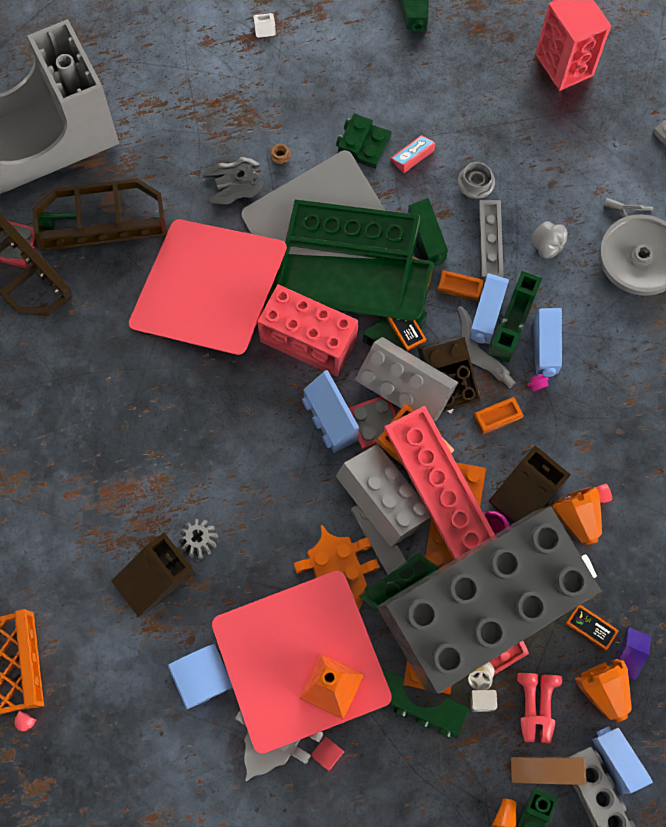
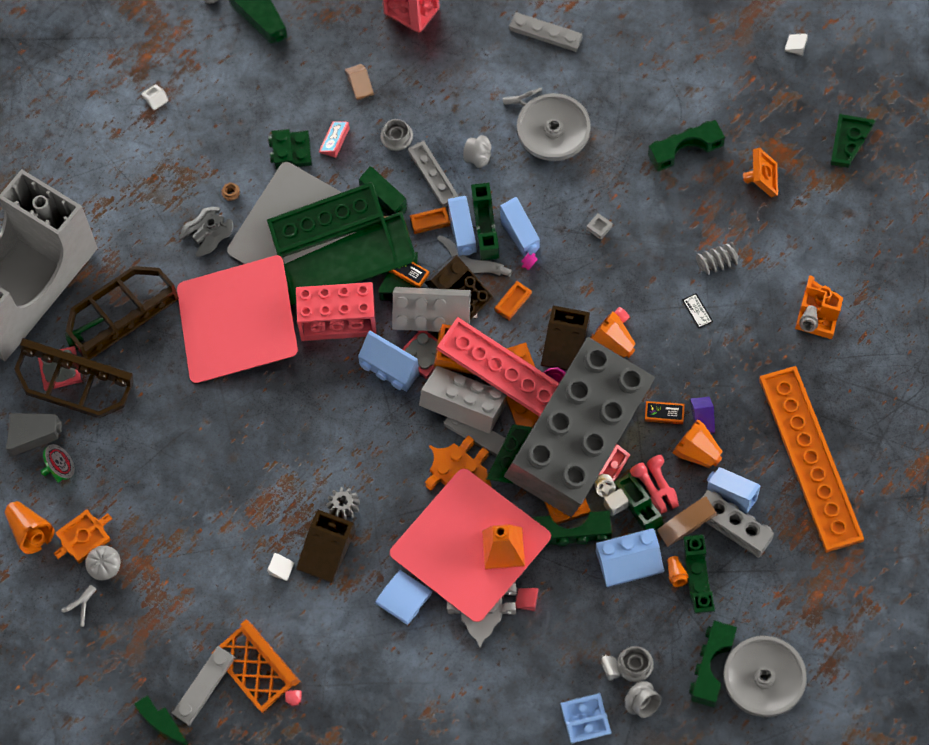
camera: 25 degrees left, 5 degrees down
(96, 570) = (280, 567): none -> white slope
(463, 773) = (629, 557): none -> light blue slope
(470, 109) = (359, 81): none -> medium nougat slope
(508, 716) = (639, 503): none -> dark green slope
(633, 384) = (599, 226): none -> light grey plate

